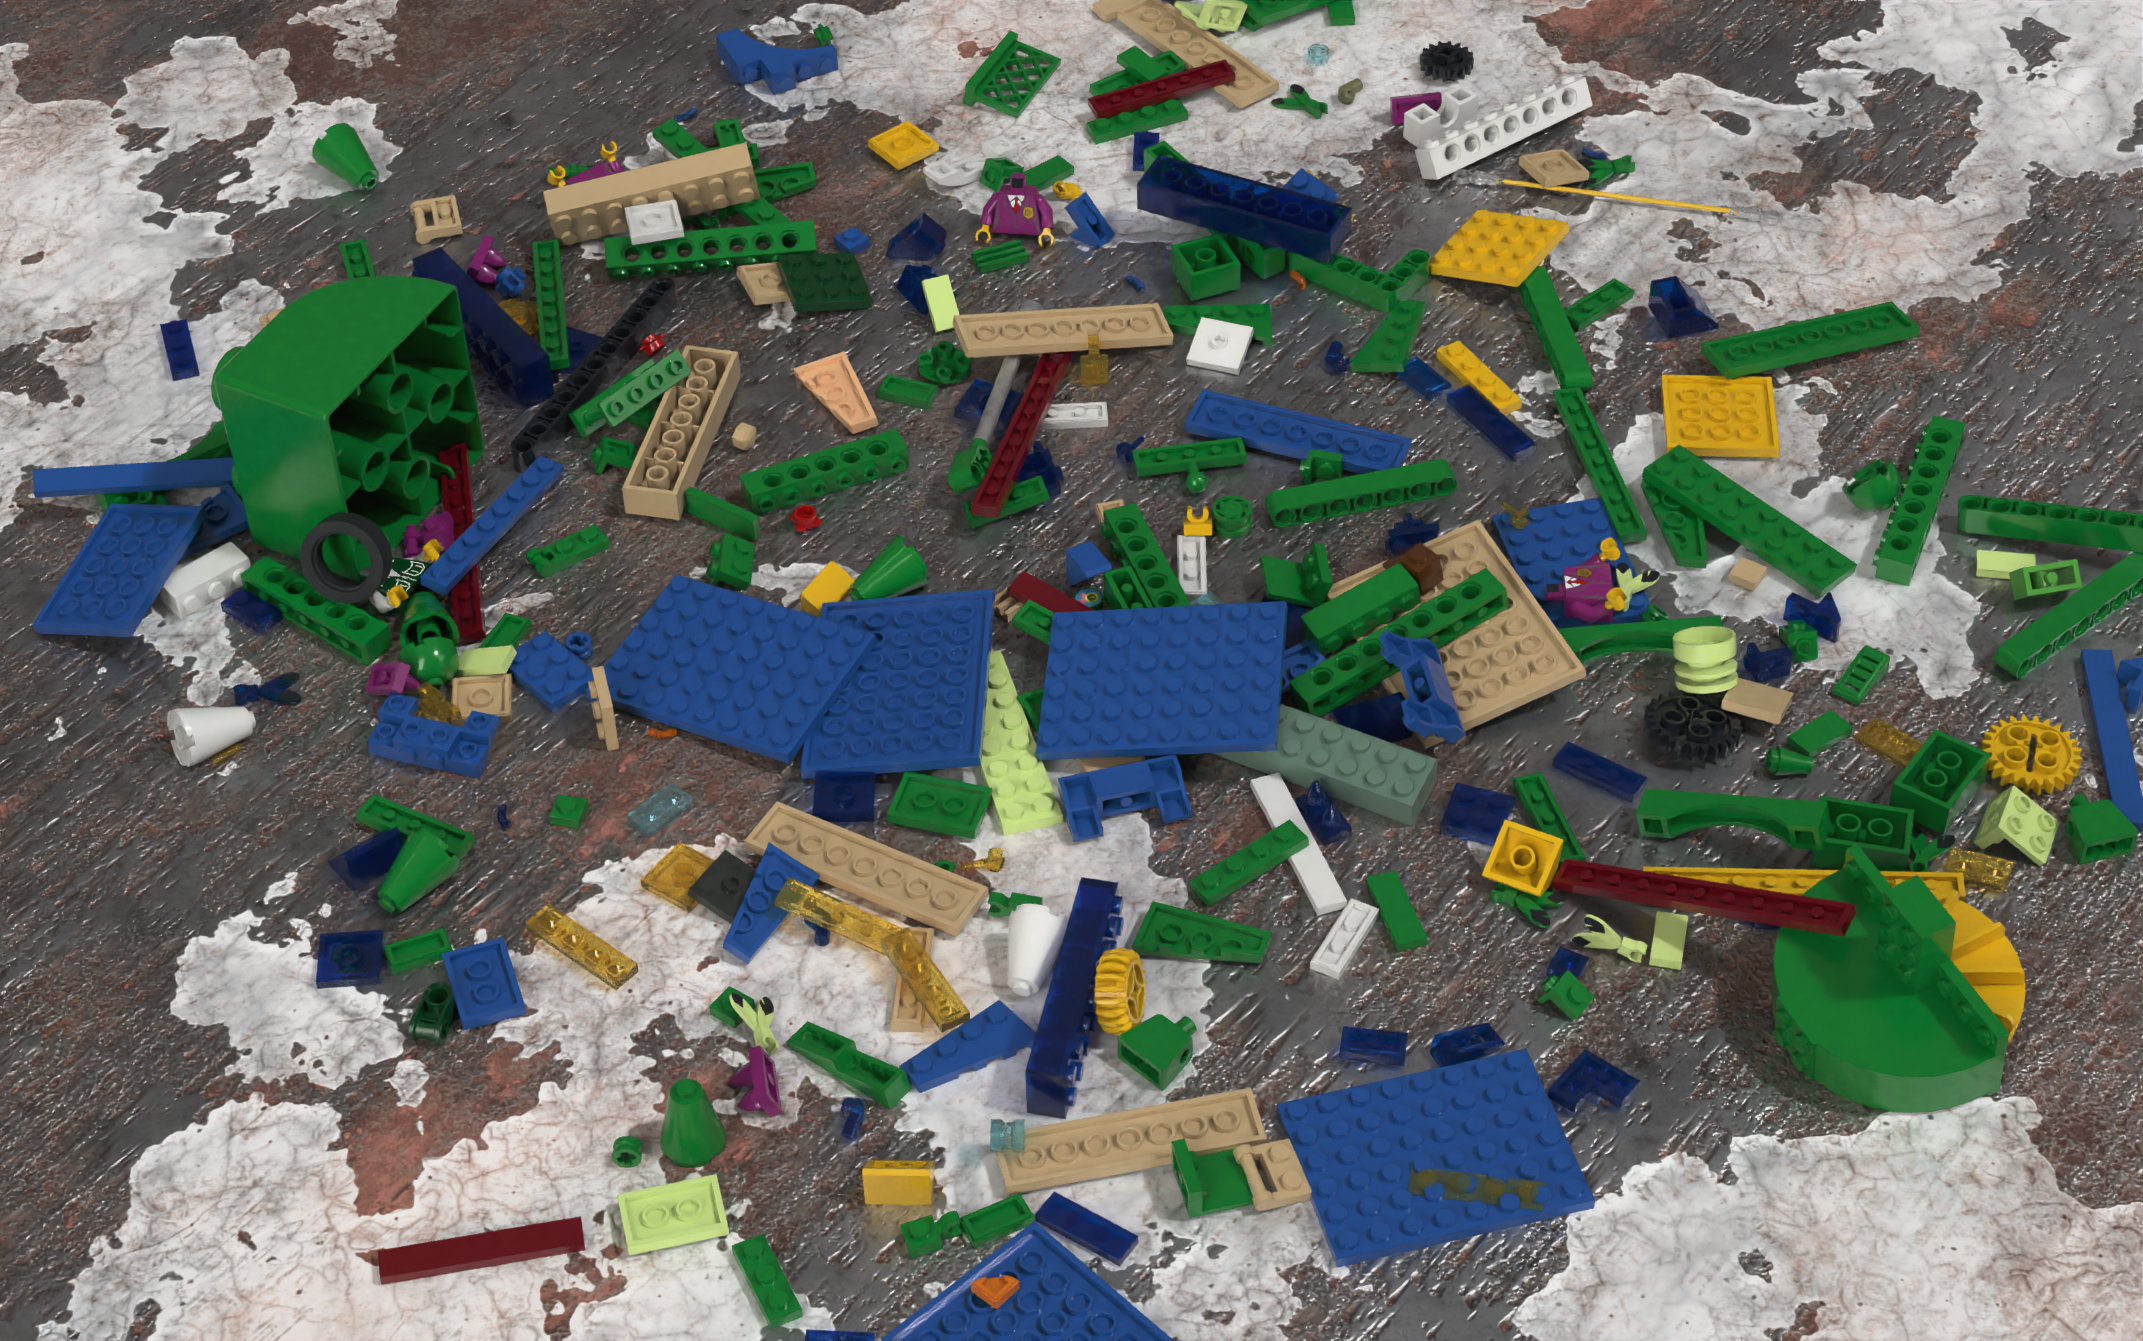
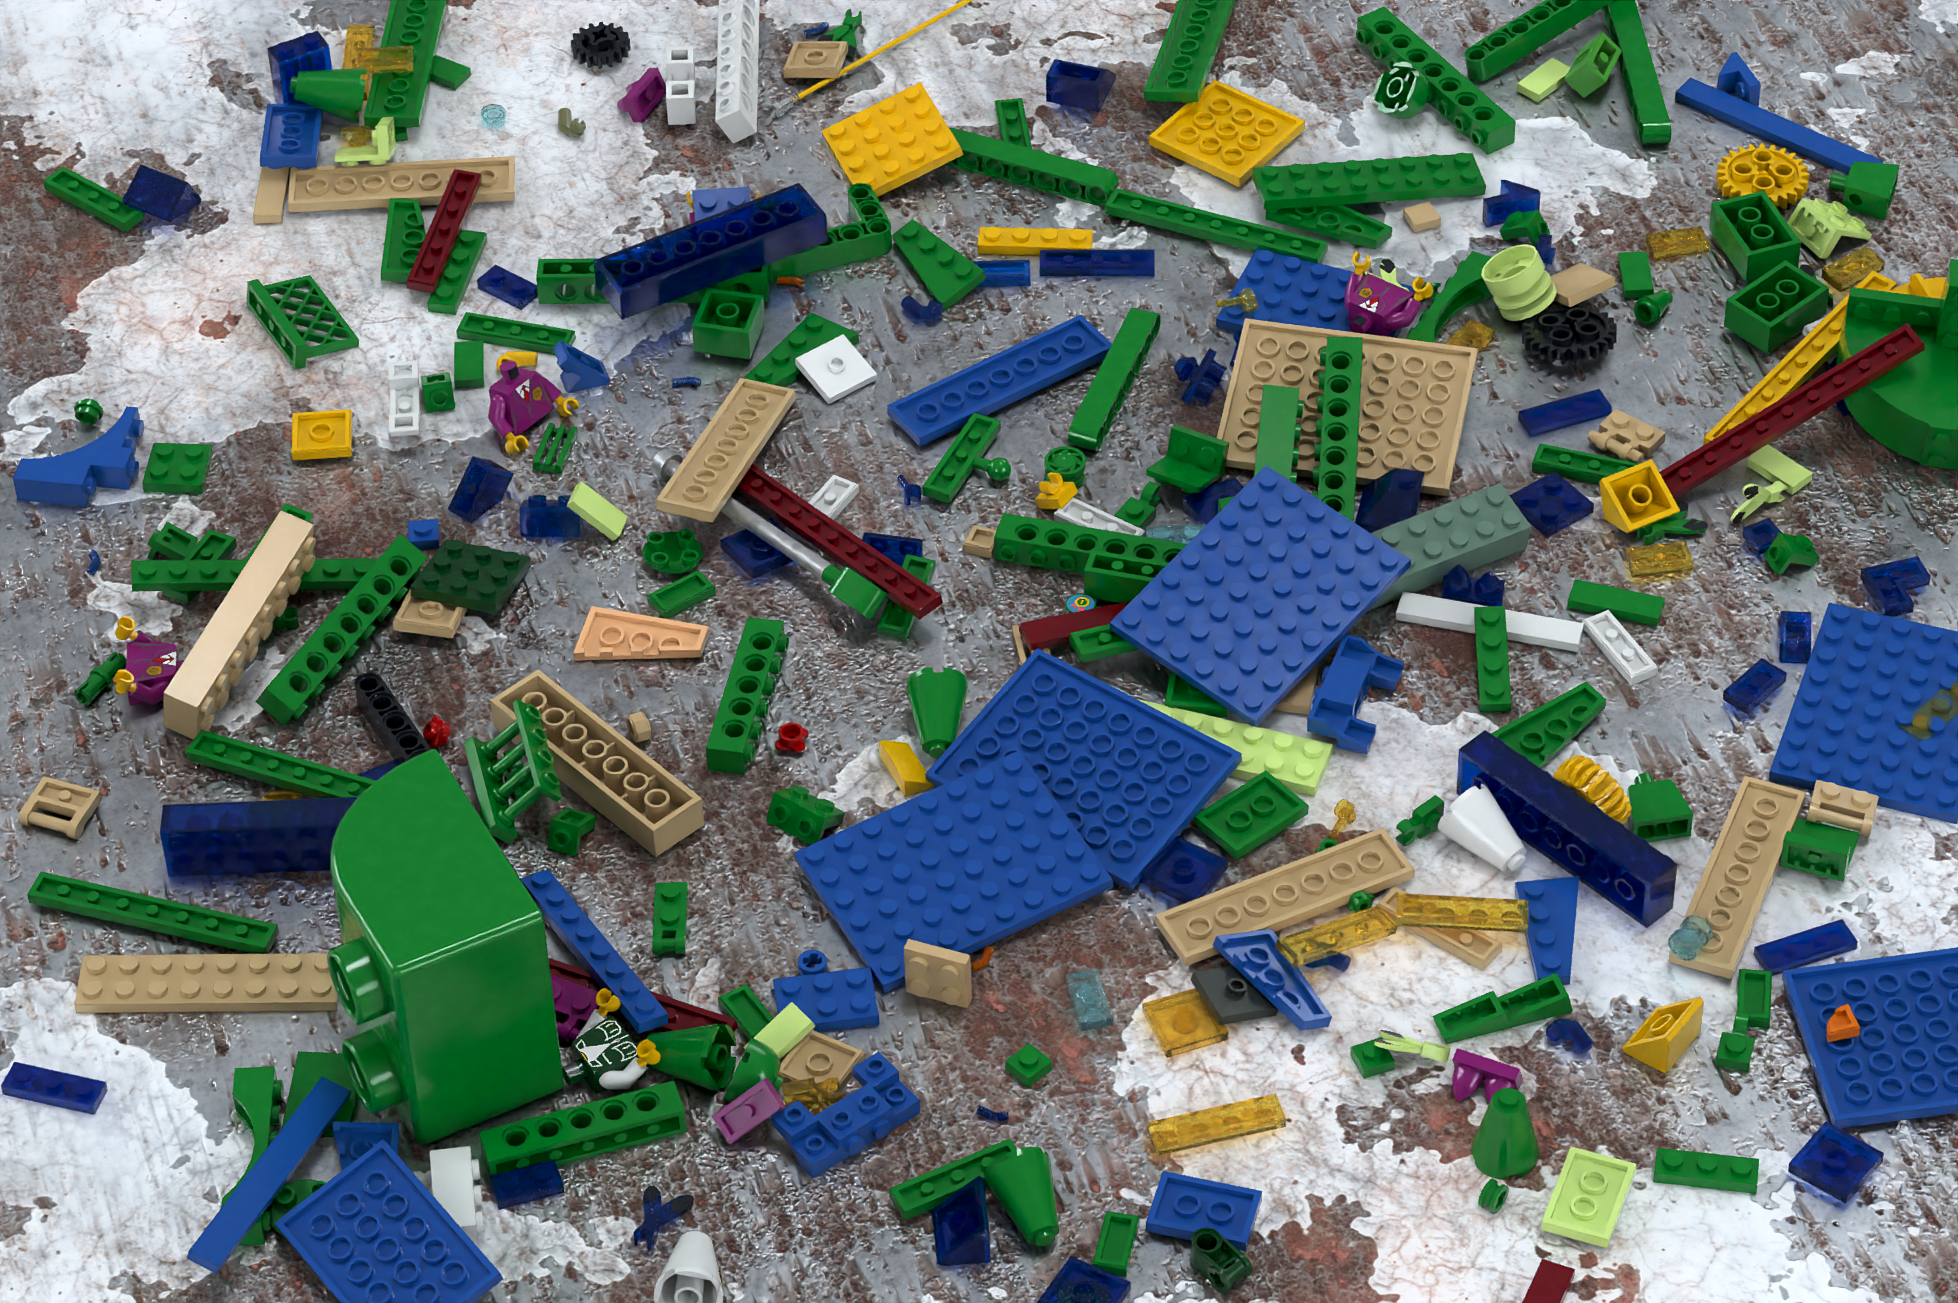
camera: 55 degrees left, 0 degrees up
(324, 580) = (553, 1045): black tyre -> none
(485, 257) = (163, 792): magenta tile -> none
(510, 281) = (230, 789): blue gear -> none
(654, 222) = (288, 640): white plate -> none
(722, 514) = (739, 786): green tile -> none
(811, 102) = (177, 468): none -> green plate
(899, 916) = (1360, 901): none -> green piece
(1084, 563) = (1058, 579): blue slope -> none
(1094, 366) = (785, 455): clear yellow plate -> none
(1101, 180) = (513, 333): none -> green tile
(1141, 65) = (398, 225): green tile -> none
(1225, 579) = (1141, 511): none -> green plate
(1301, 102) = (547, 159): green piece -> none
(1321, 466) = (1059, 383): green bracket -> none
(1421, 565) = (1247, 385): reddish brown slope -> none
(1430, 699) = (1416, 447): blue bracket -> none
(1471, 912) = (1659, 559): none -> clear yellow plate
(1616, 822) = (1627, 437): none -> tan plate
(1620, 672) = (1472, 335): none -> clear yellow plate
(1795, 822) = (1749, 325): green arch -> none
(1869, 660) = (1594, 215): green slope -> none

